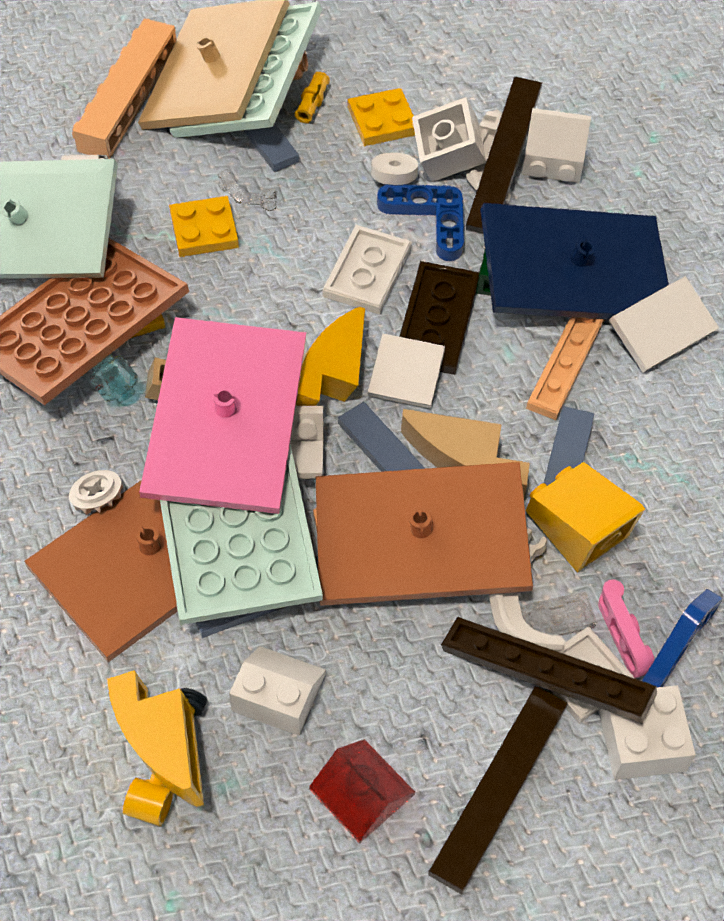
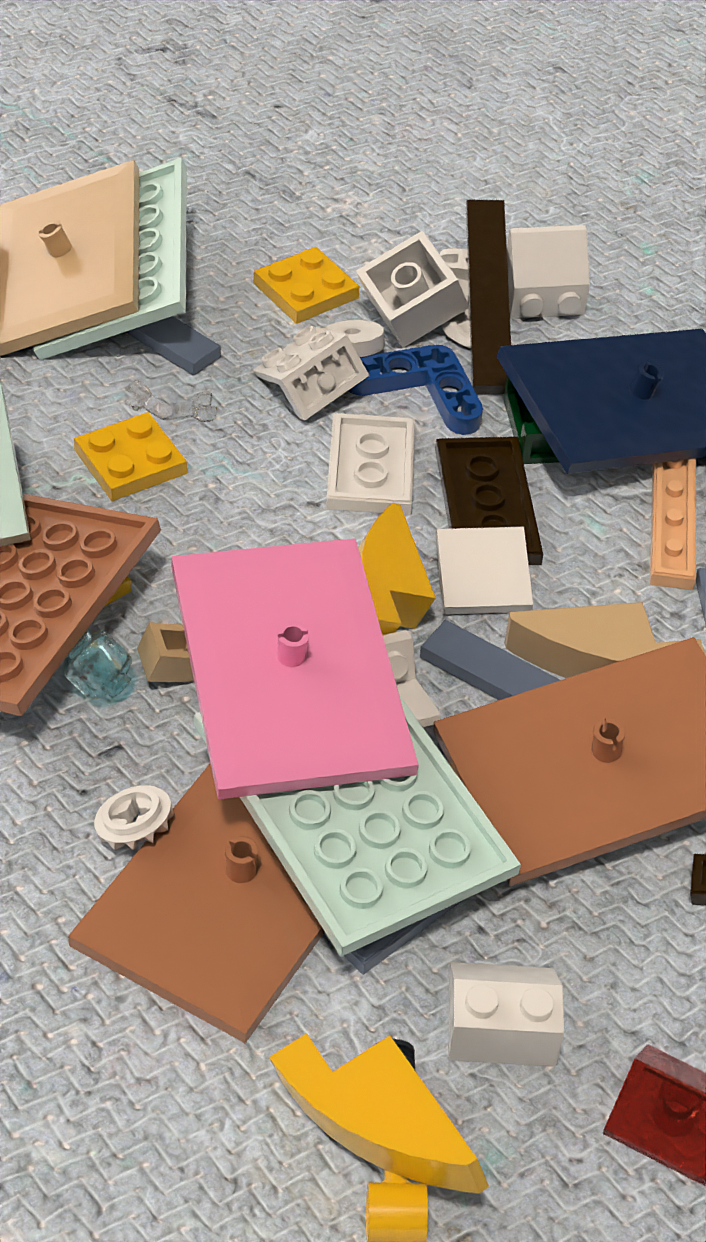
camera: 20 degrees left, 10 degrees down
(312, 97) = (206, 278): yellow pin -> none
(352, 188) = (313, 369): none -> white bracket

